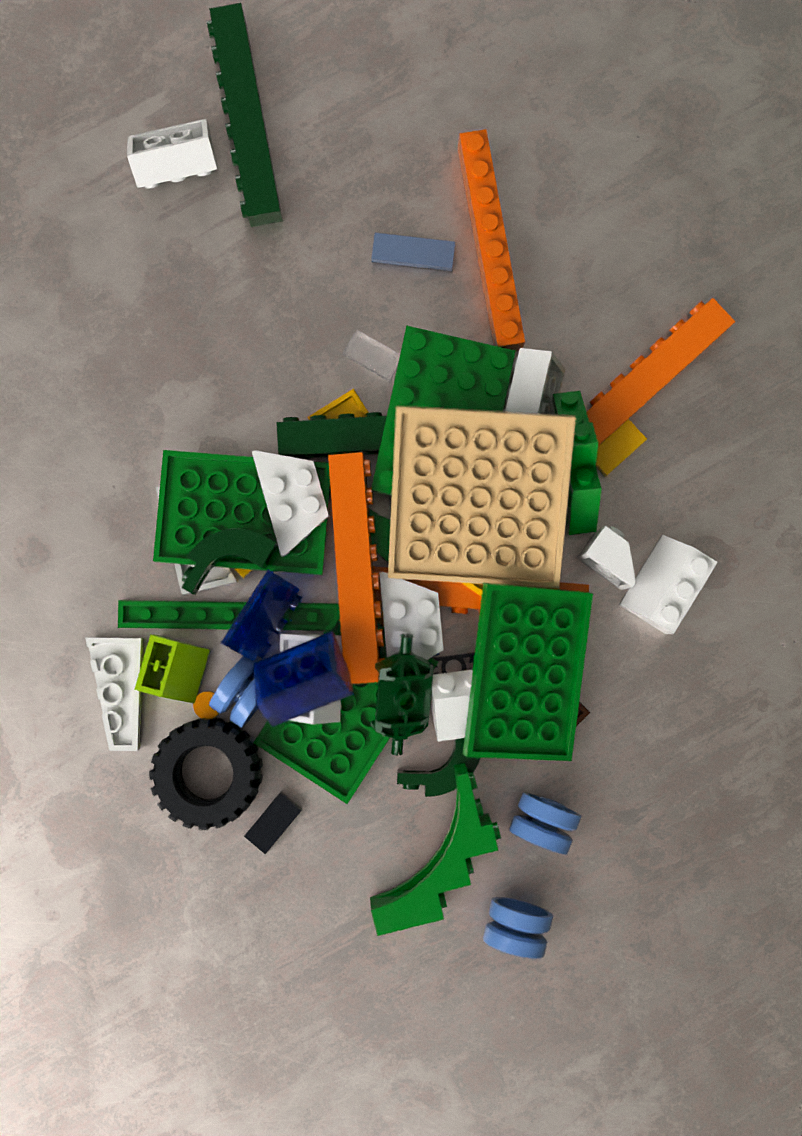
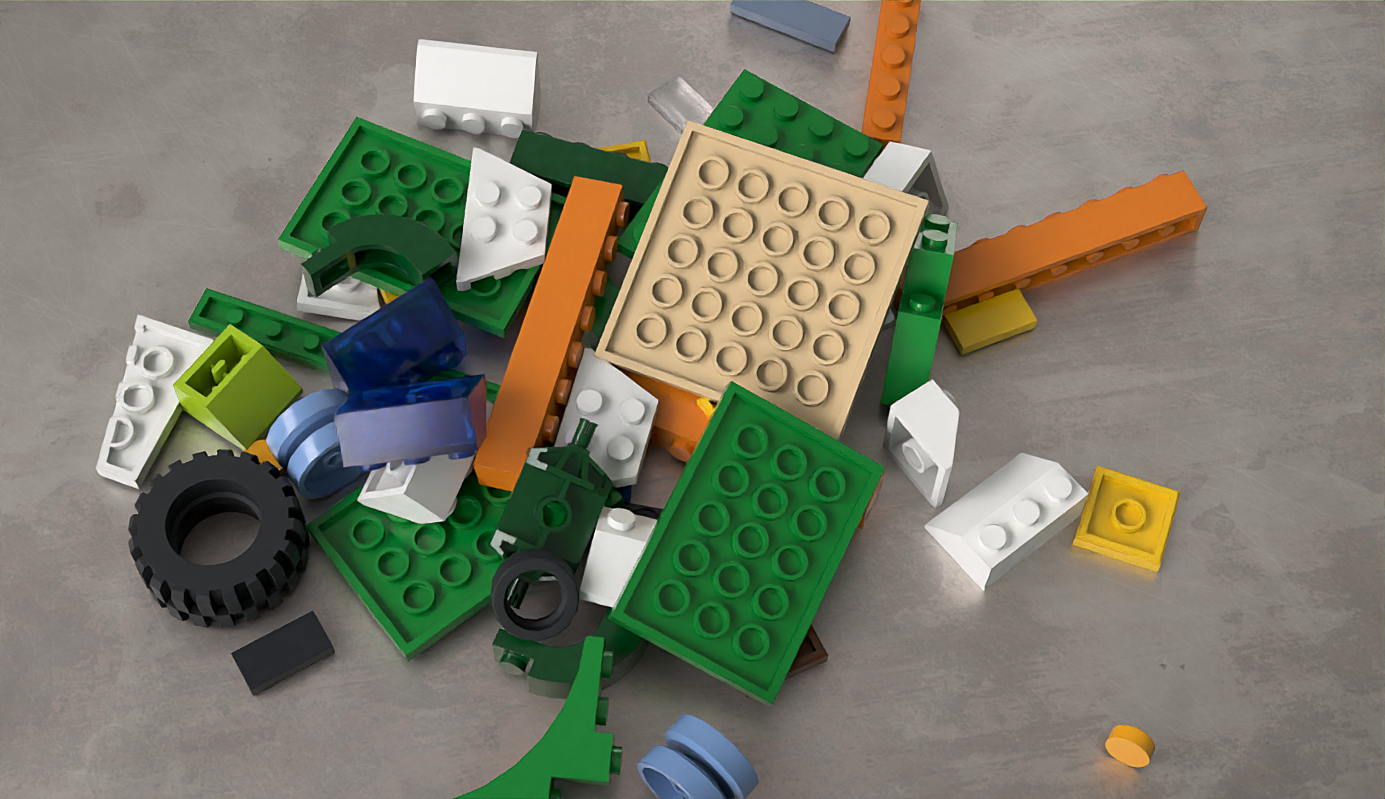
camera: 20 degrees right, 25 degrees down
(231, 396) = (476, 88): none -> white slope
(403, 739) = (544, 627): none -> black tyre
(739, 557) = (1127, 518): none -> yellow tile
(780, 708) = (1130, 745): none -> light orange tile

